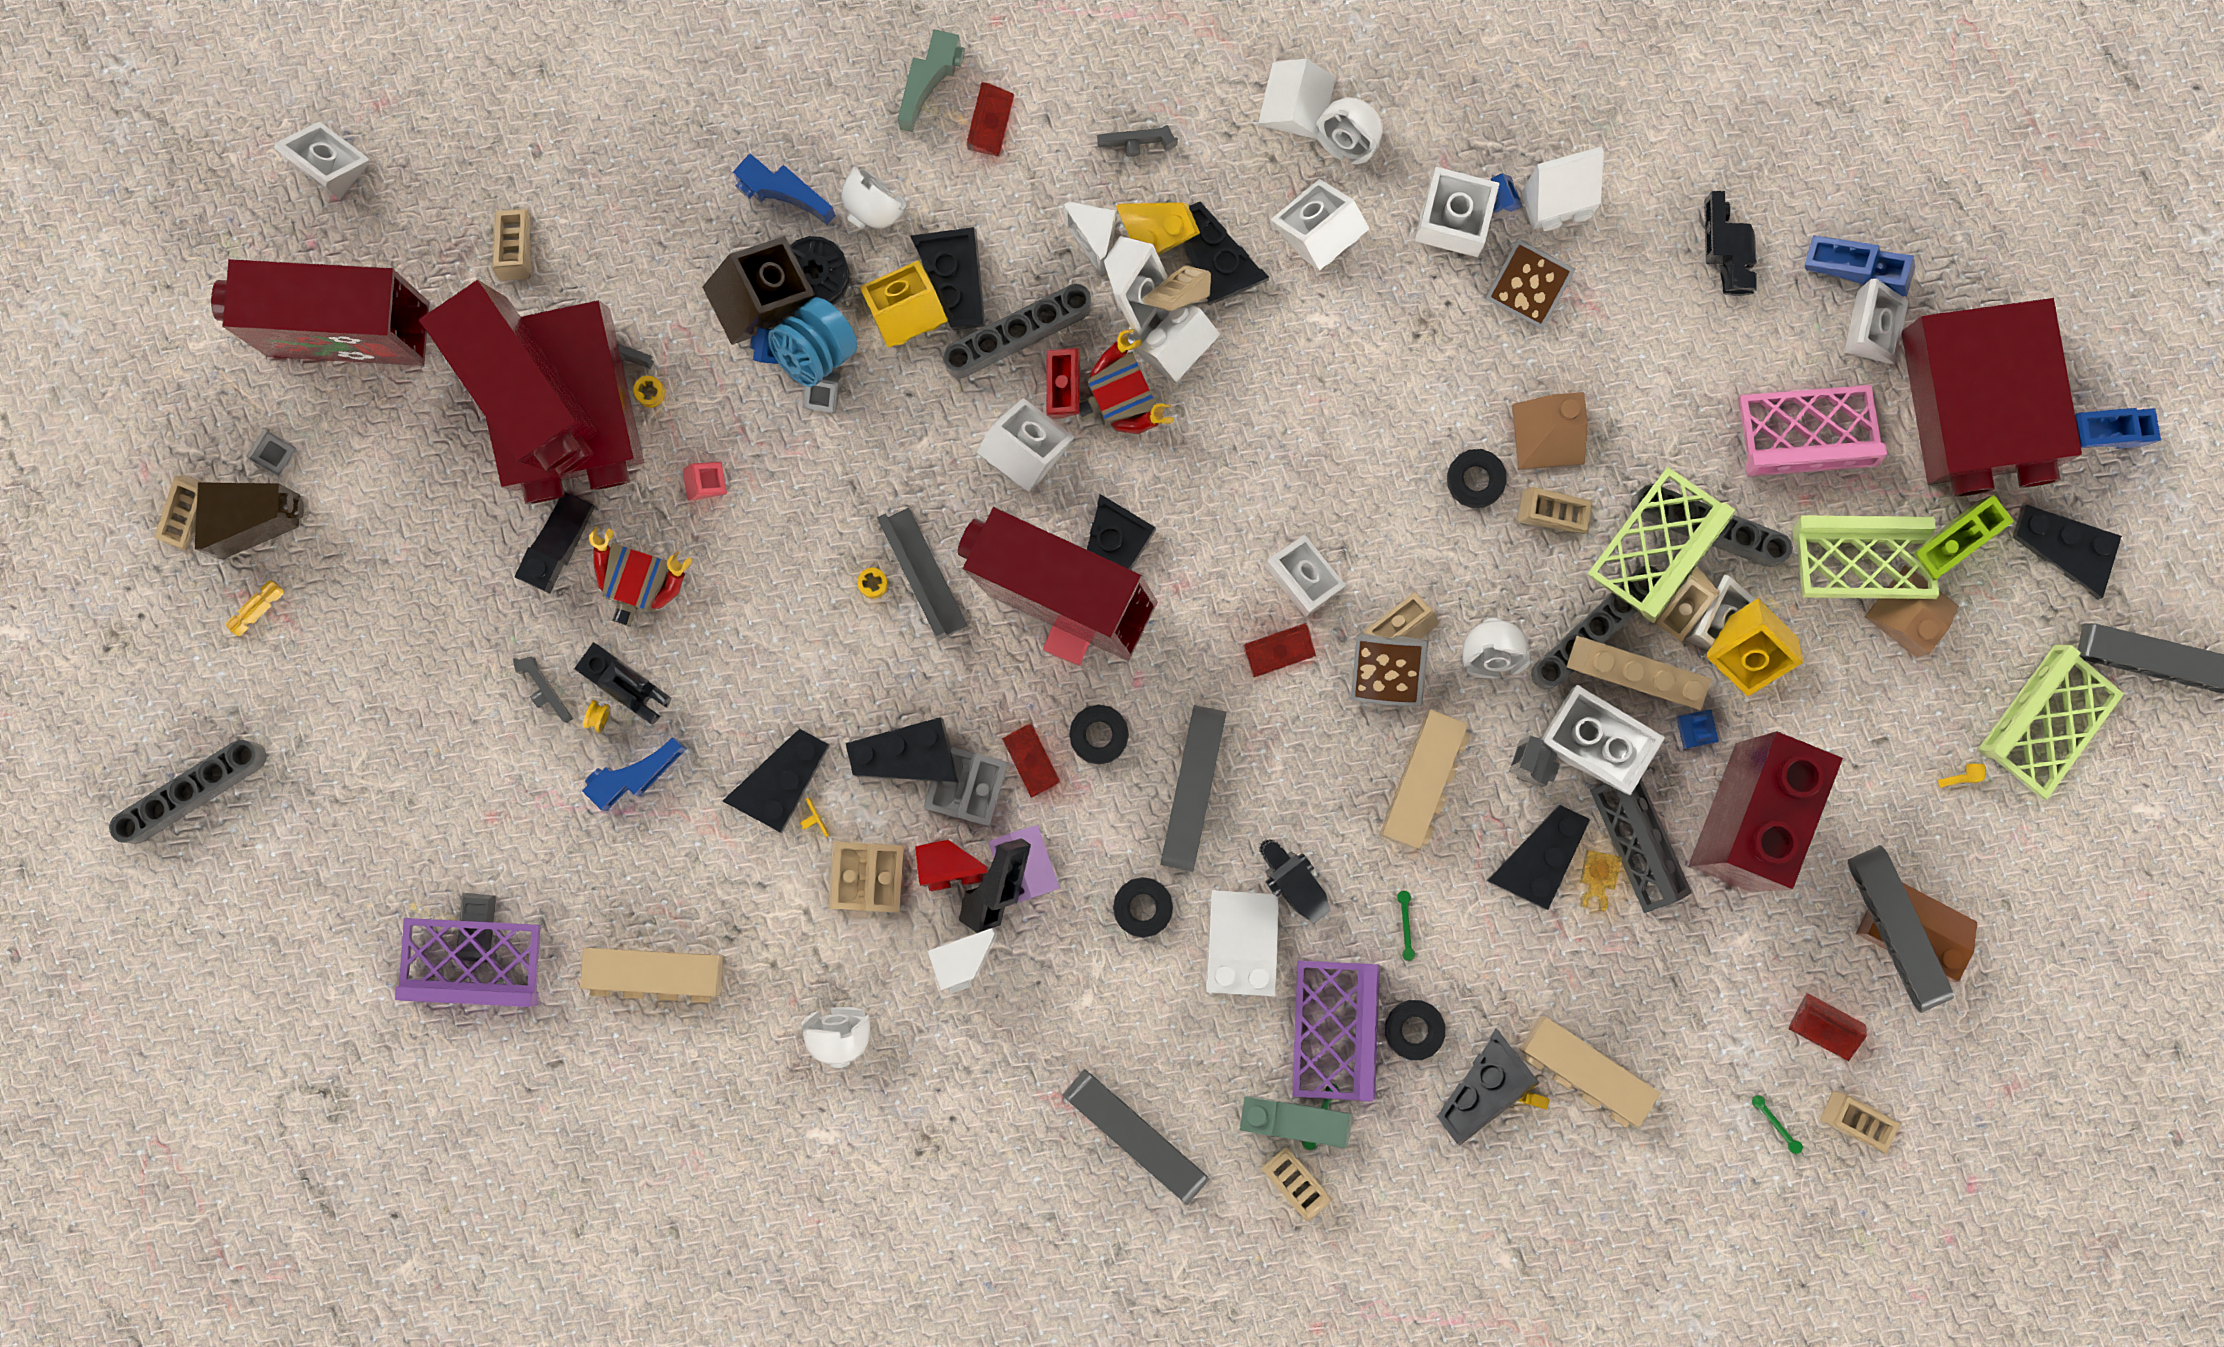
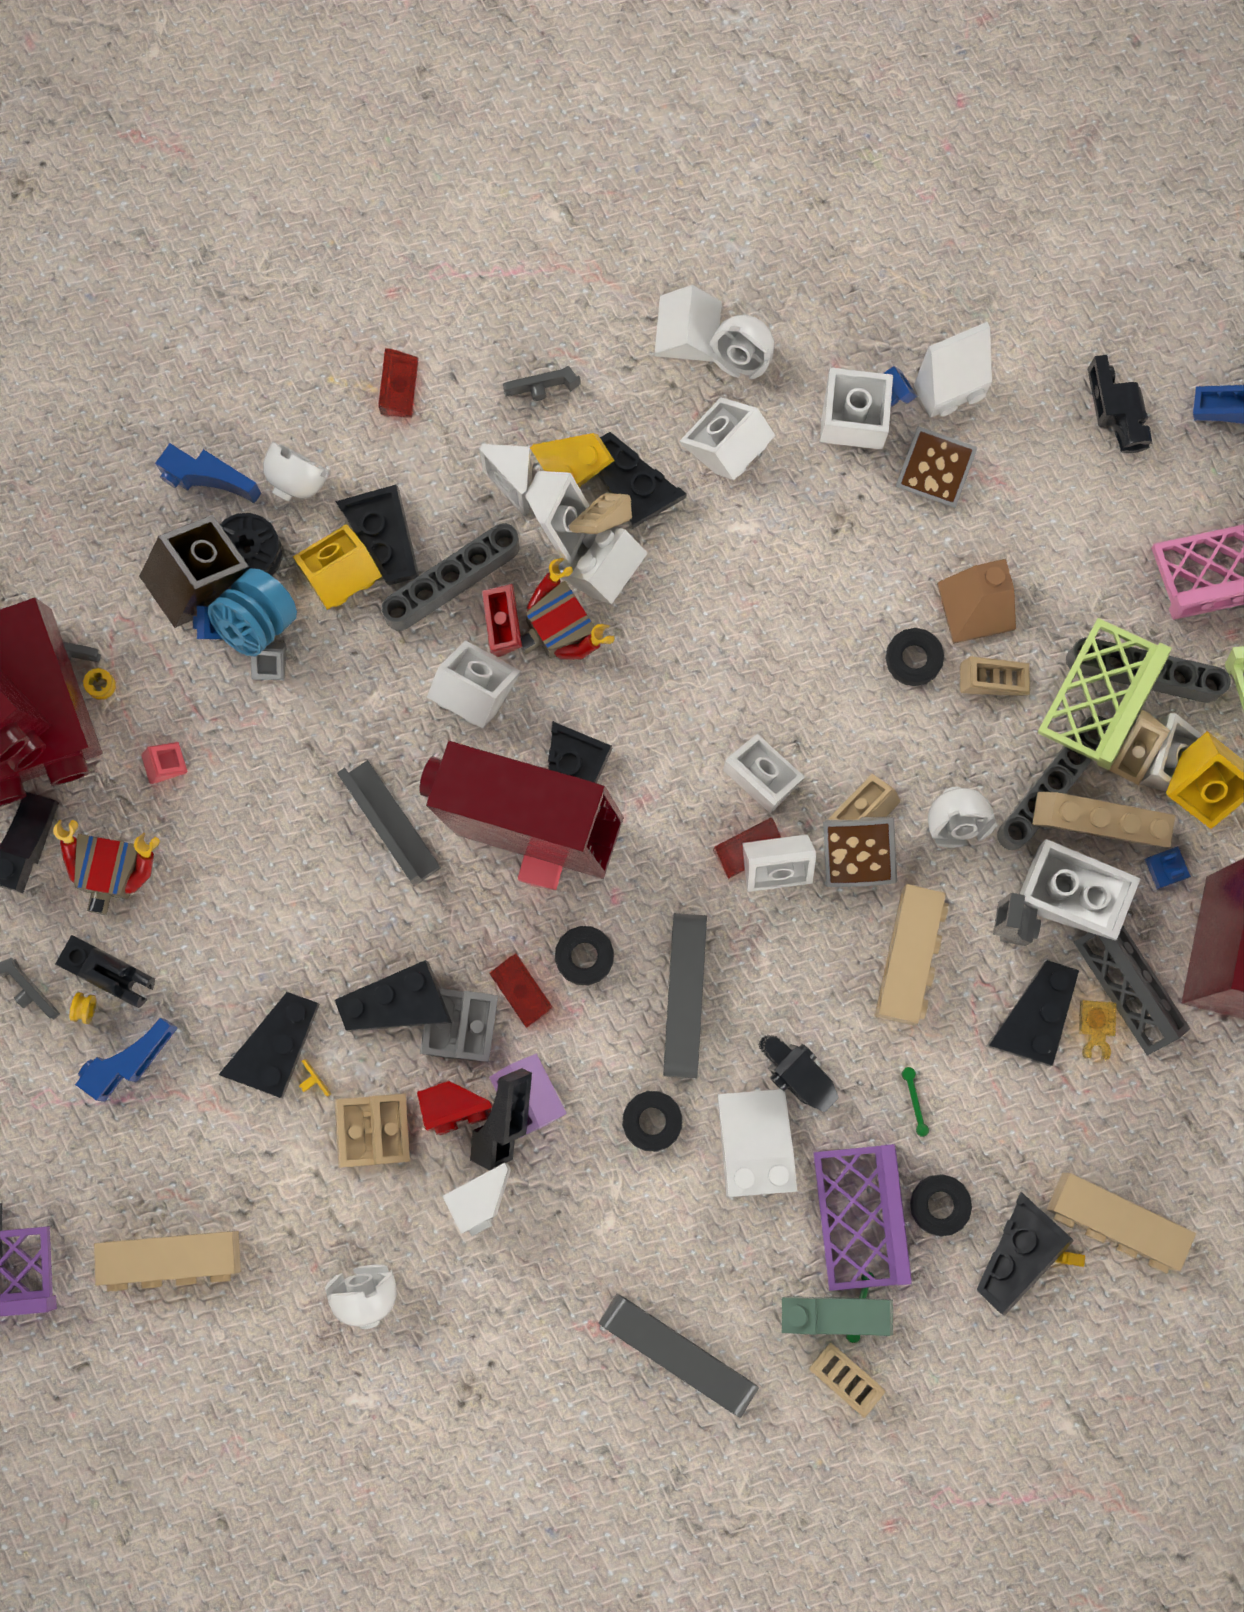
camera: 10 degrees left, 5 degrees down
(877, 573) = (337, 848): yellow bush -> none
(924, 75) = (332, 348): sand green slope -> none
(1306, 669) = (779, 862): none -> white slope

